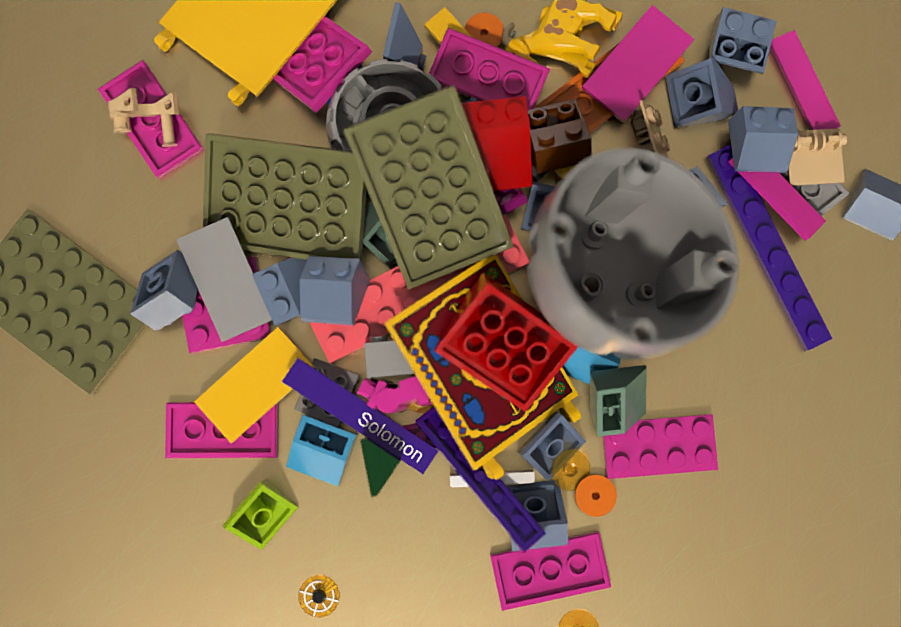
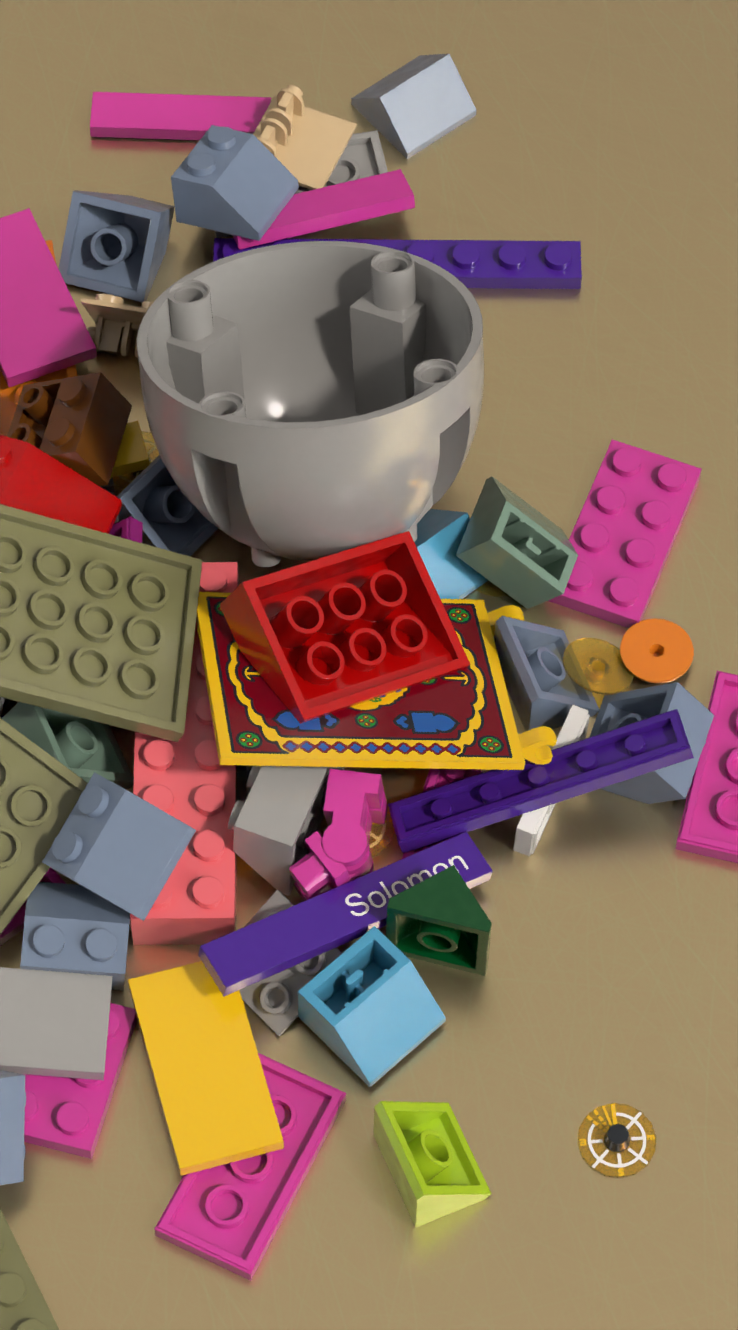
camera: 60 degrees left, 25 degrees down
(741, 40) = (65, 154): sand blue slope -> none

